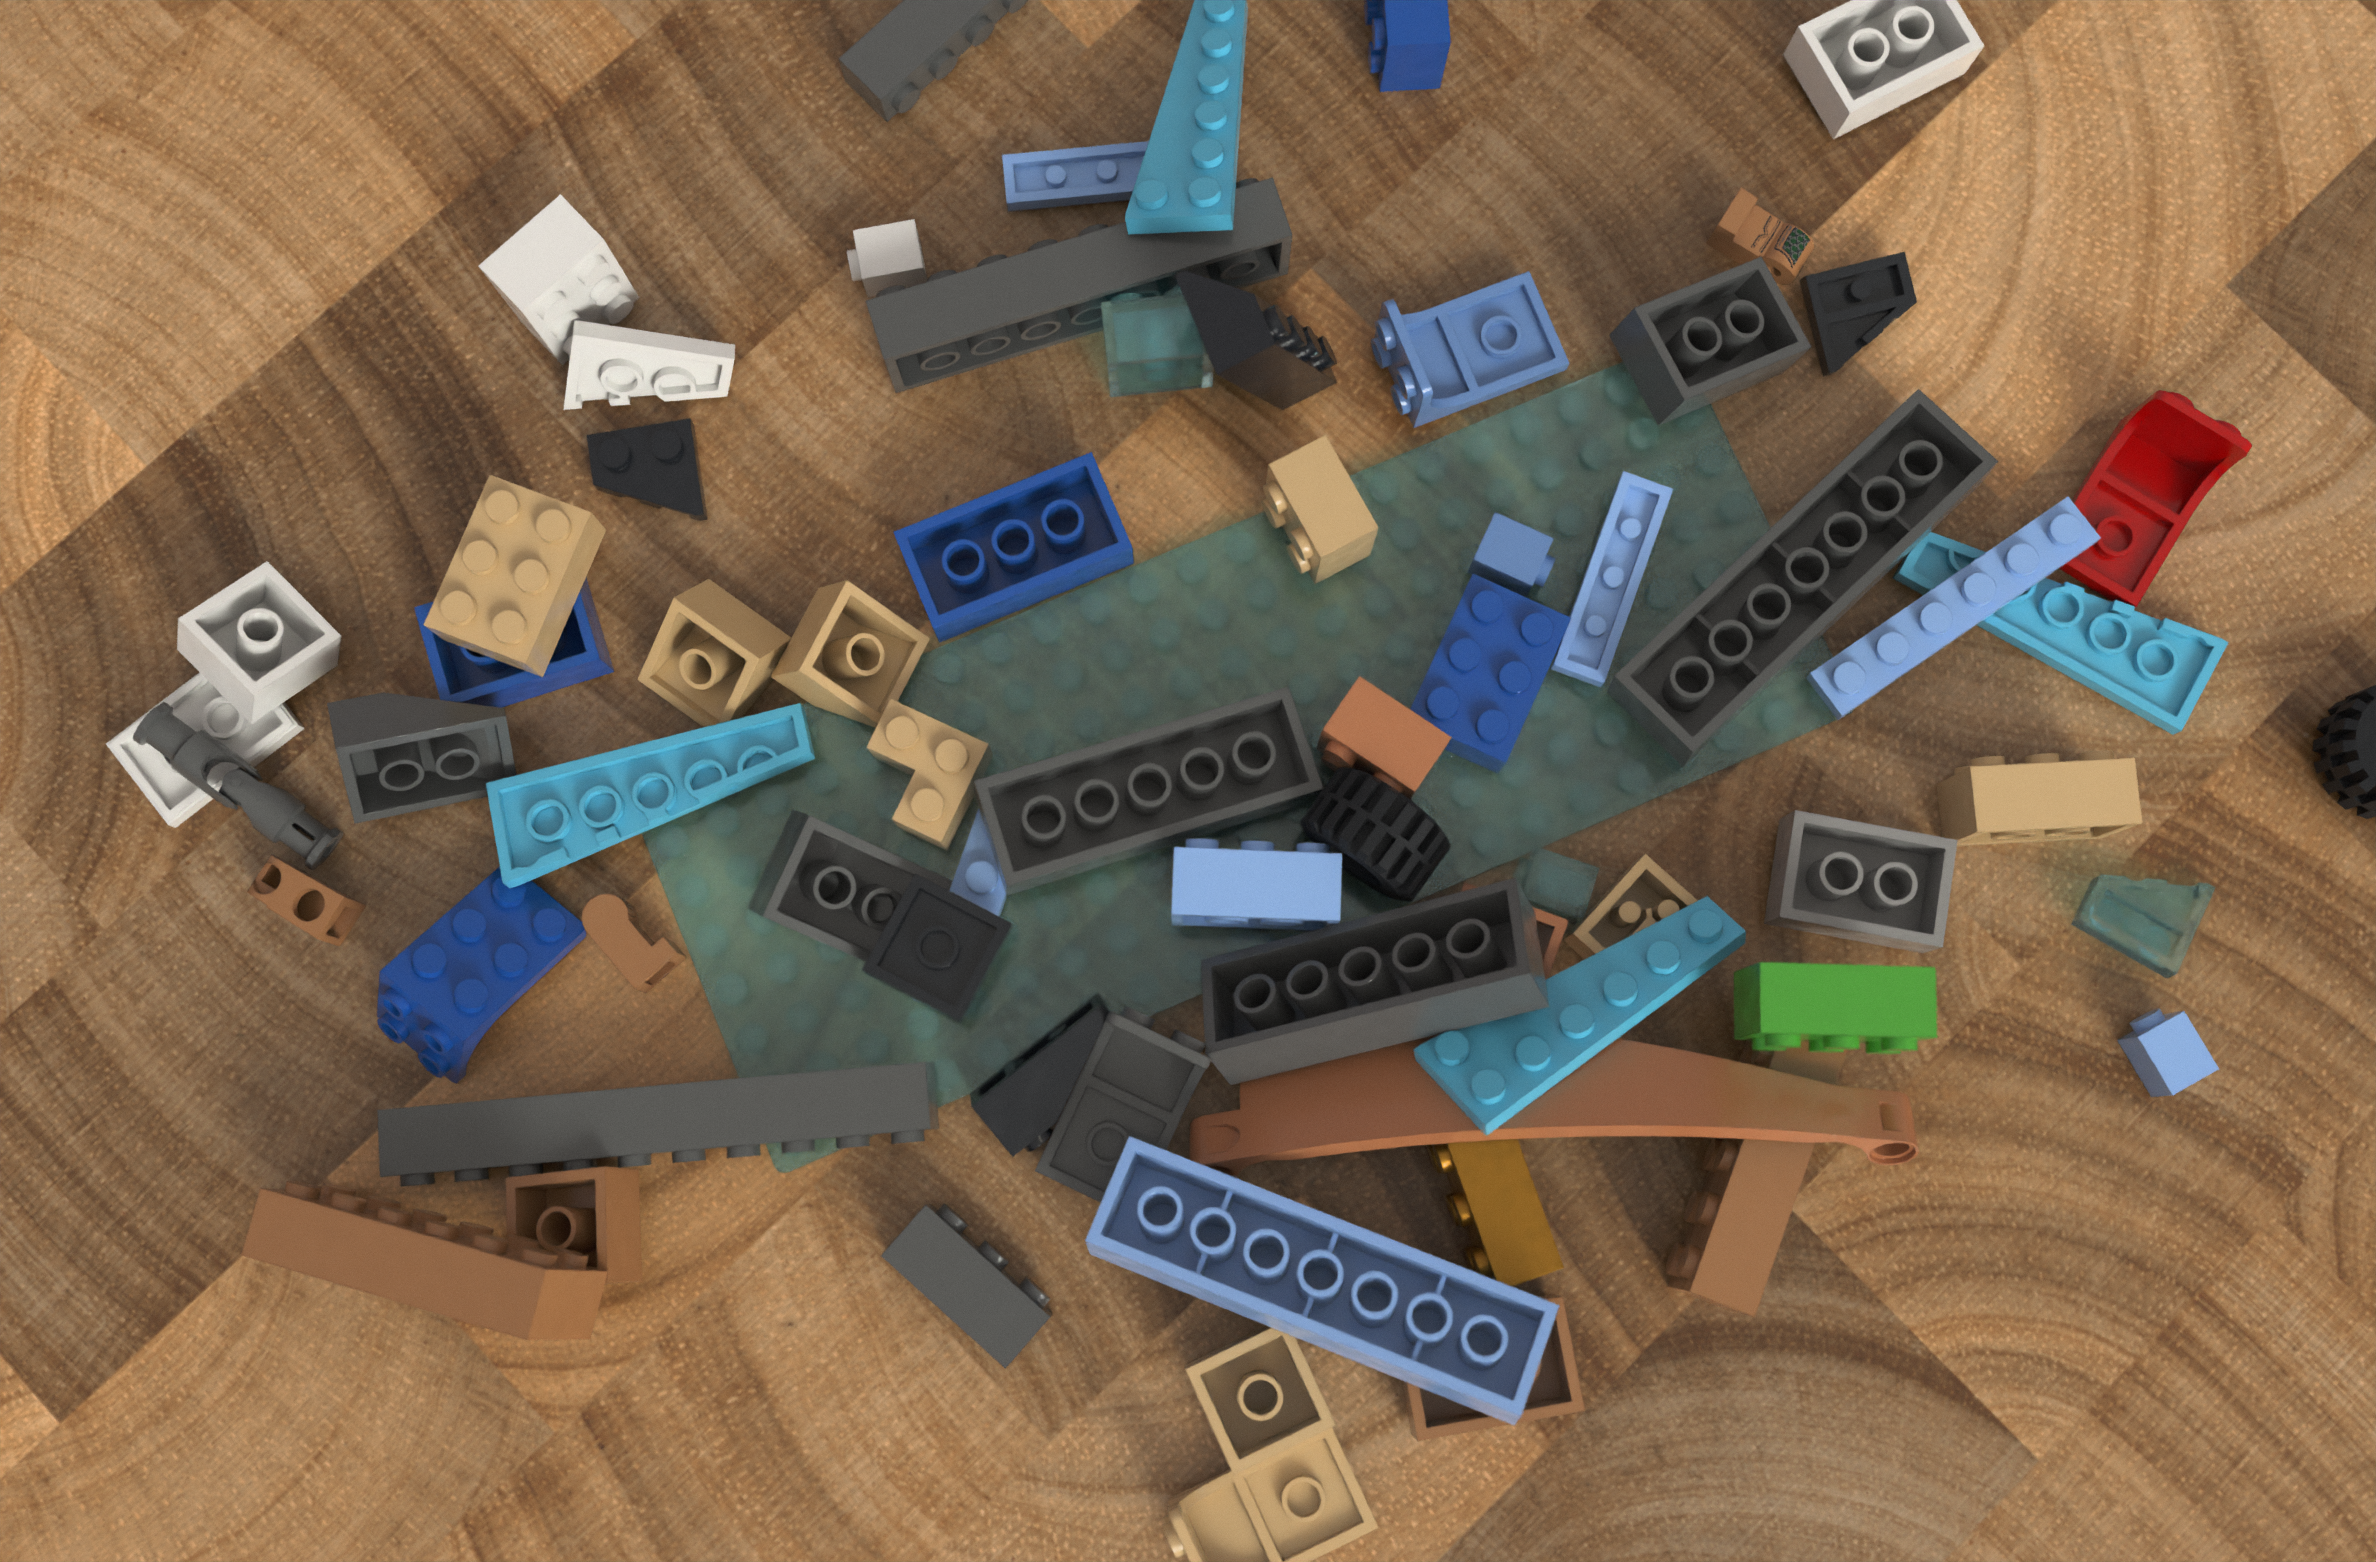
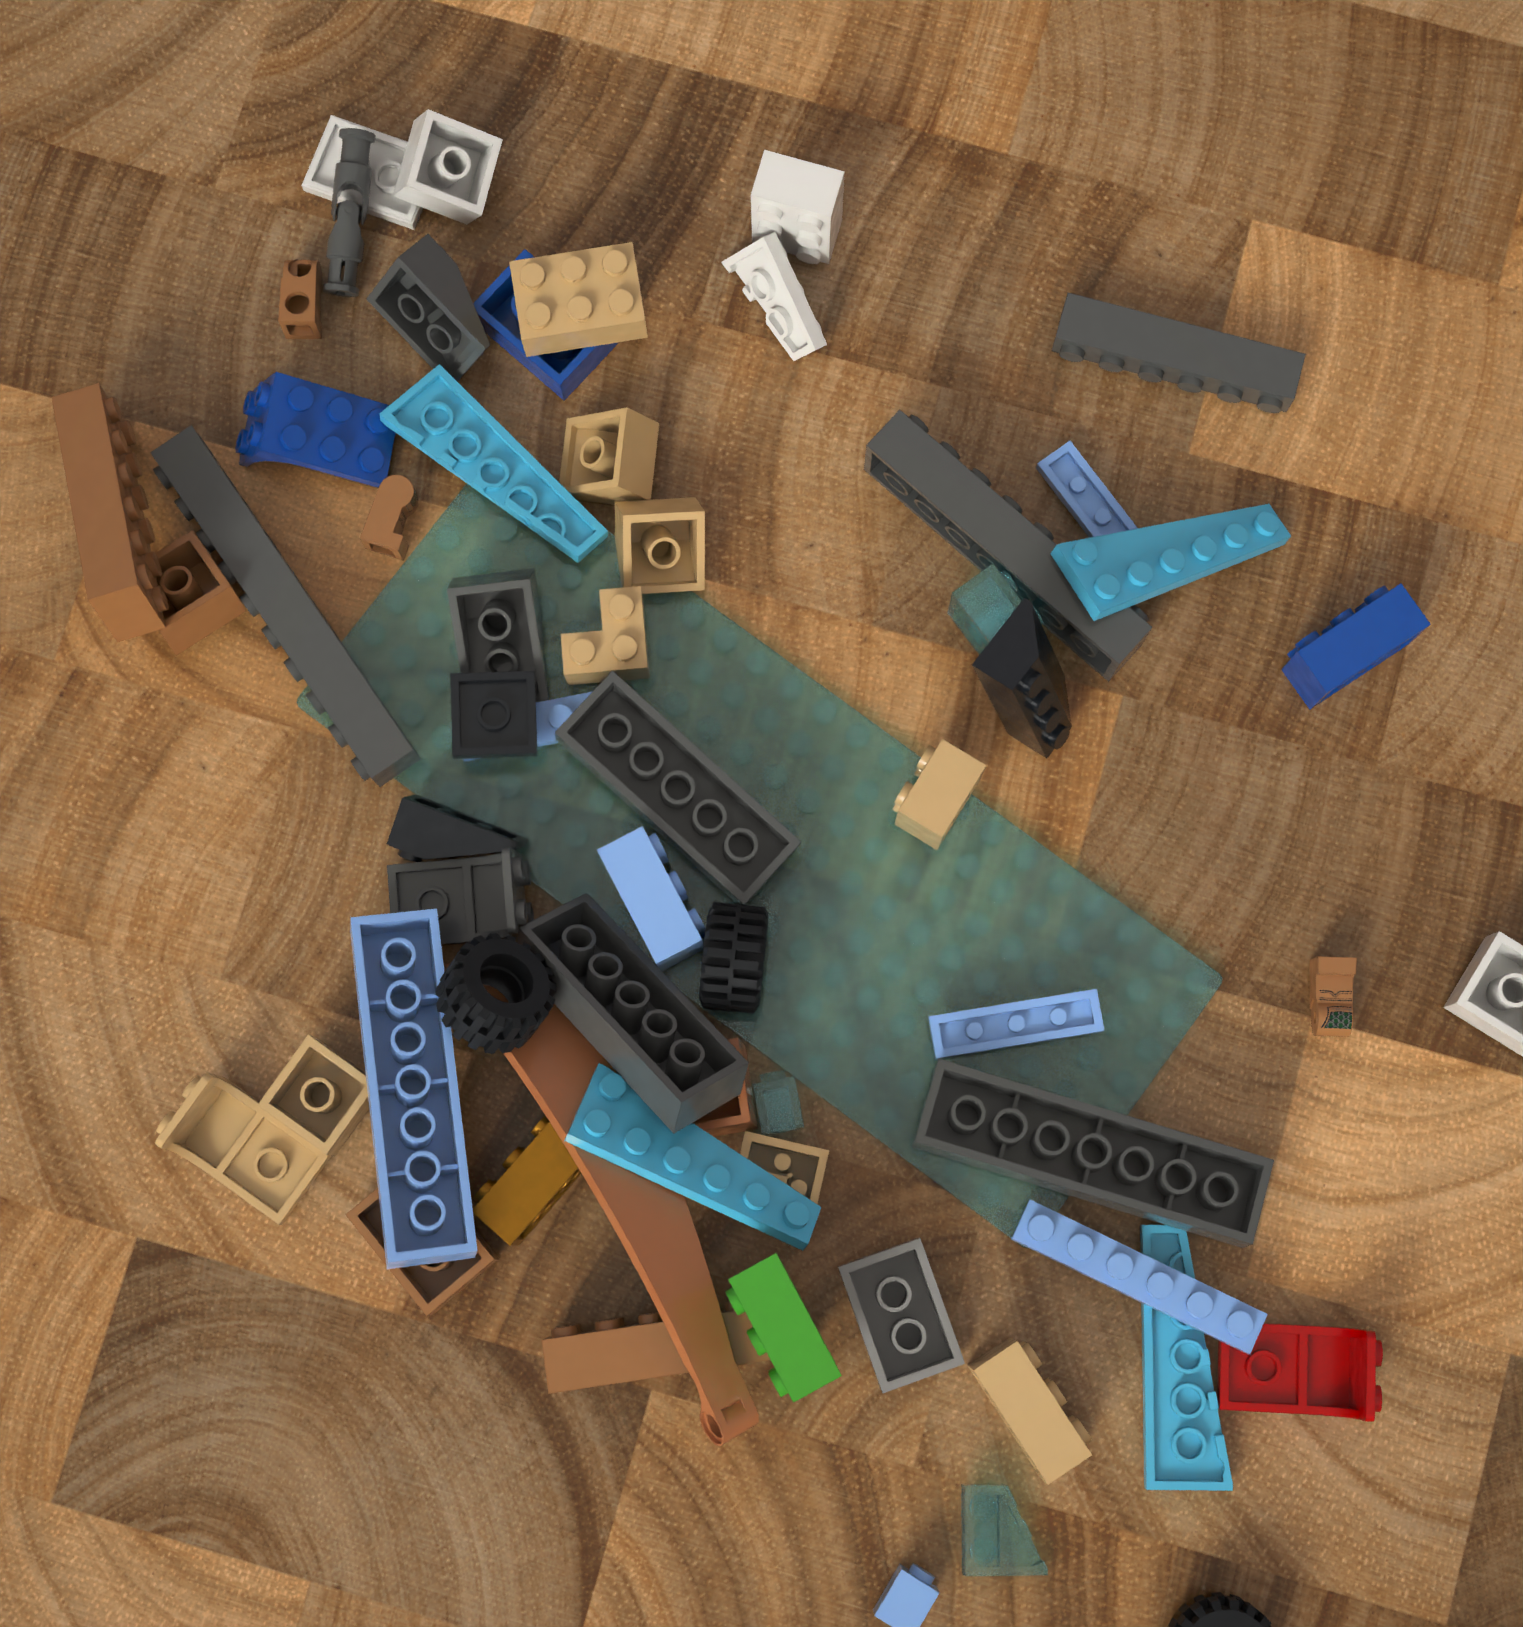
camera: 65 degrees right, 0 degrees up
(651, 465) = (716, 341): black wing -> none
(887, 257) = (951, 409): white brick -> none
(969, 1282) = (291, 865): dark grey brick -> none
(1015, 547) = (797, 608): blue brick -> none
(1276, 1155) = (476, 1012): none -> black tyre
(1381, 739) = (801, 927): nougat brick -> none
(1467, 349) = (1124, 833): medium blue bracket -> none
(1489, 671) = (895, 972): blue brick -> none
(1513, 555) = (990, 946): medium blue brick -> none
(1709, 340) = (1227, 996): dark grey brick -> none
(1855, 305) = (1324, 1089): black wing -> none

